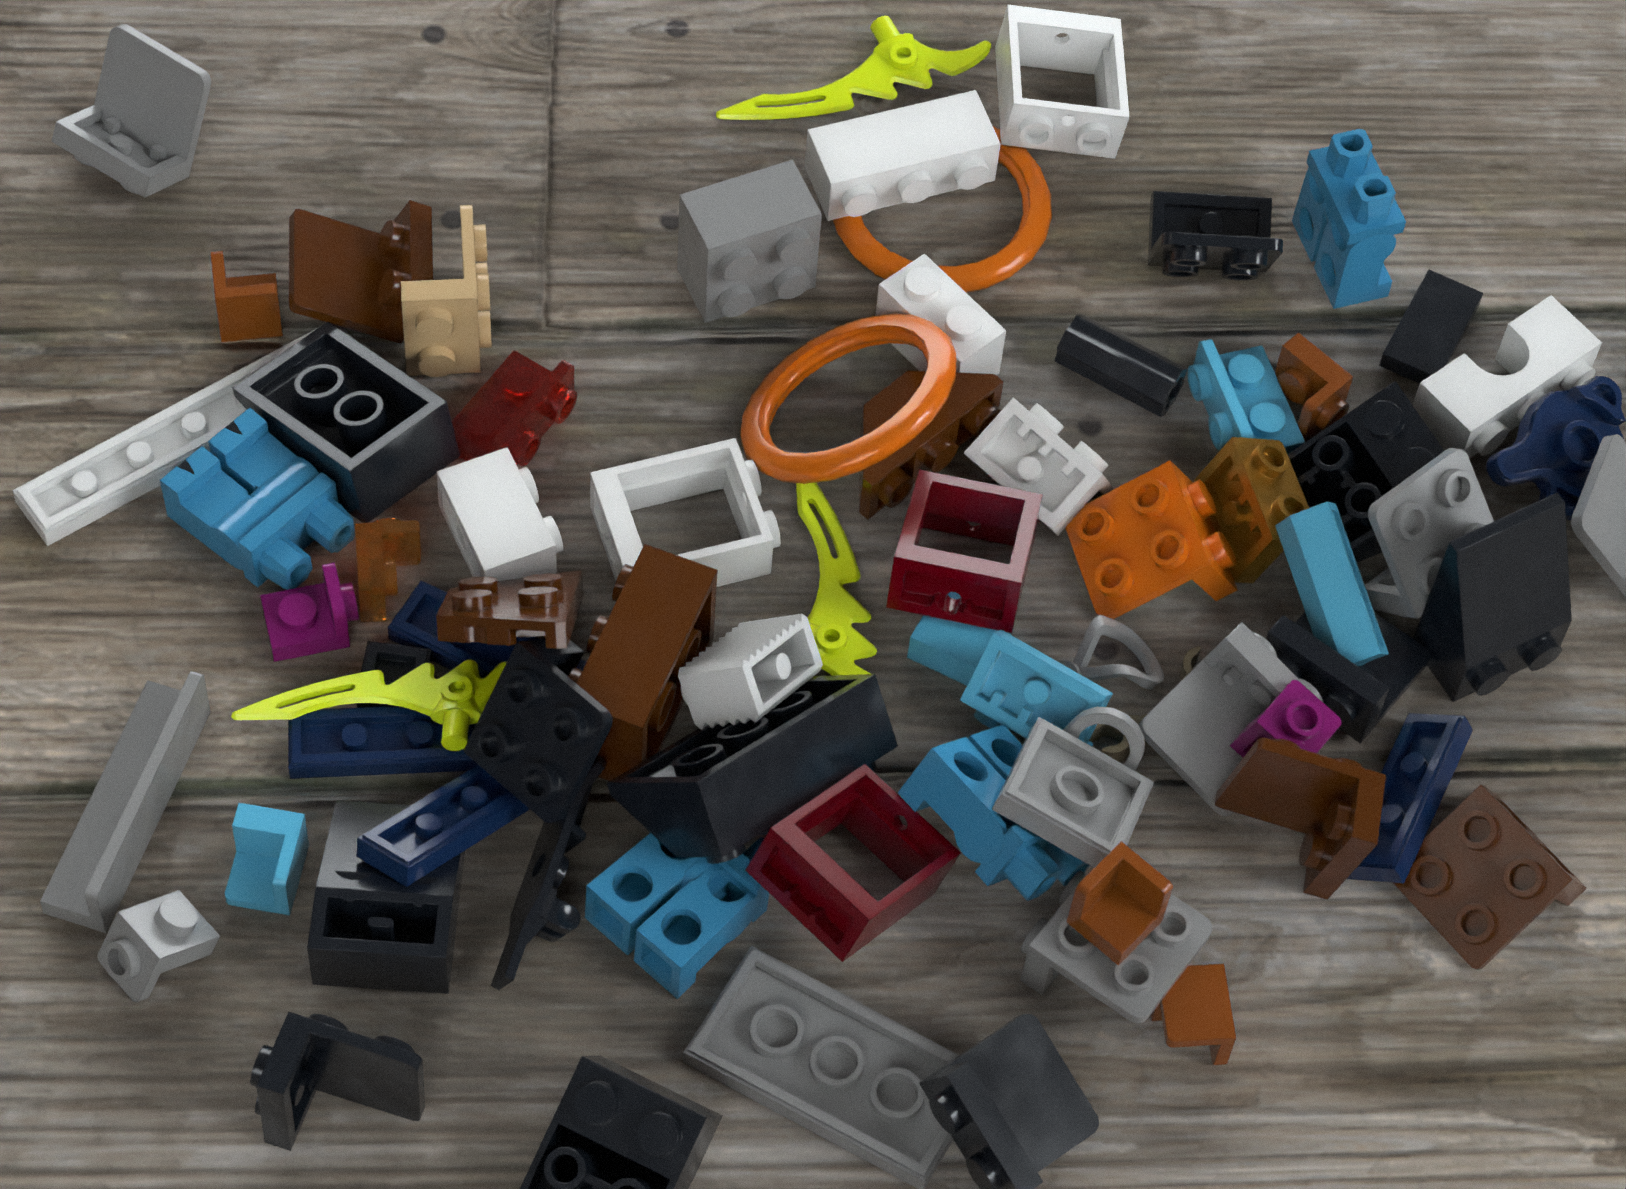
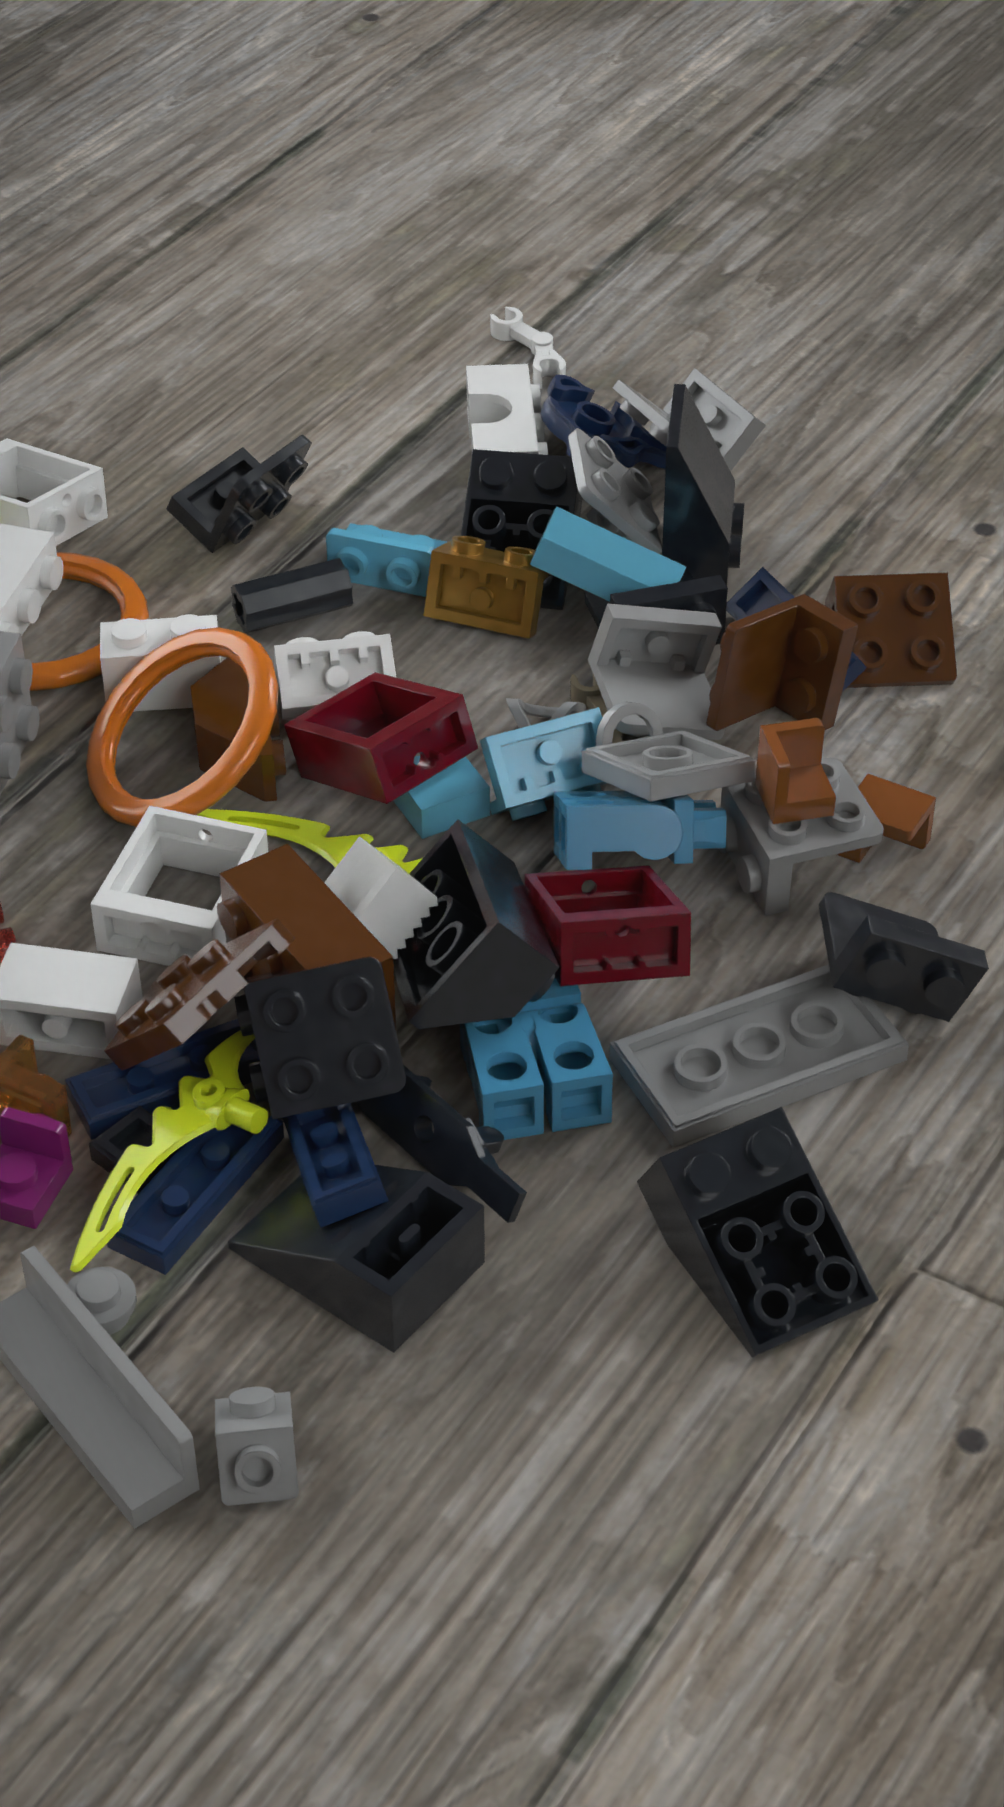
camera: 50 degrees left, 15 degrees down
(222, 751) = (107, 1295): none -> light grey plate
(267, 858) = (244, 1315): medium azure panel -> none
(330, 1059) = (517, 1344): black bracket -> none
(1150, 541) = (465, 648): orange bracket -> none
(1291, 716) = (699, 651): magenta bracket -> none
(1314, 382) = (412, 509): dark orange bracket -> none
(1351, 219) = (309, 401): dark azure hips -> none
(1431, 327) = (419, 448): black tile -> none

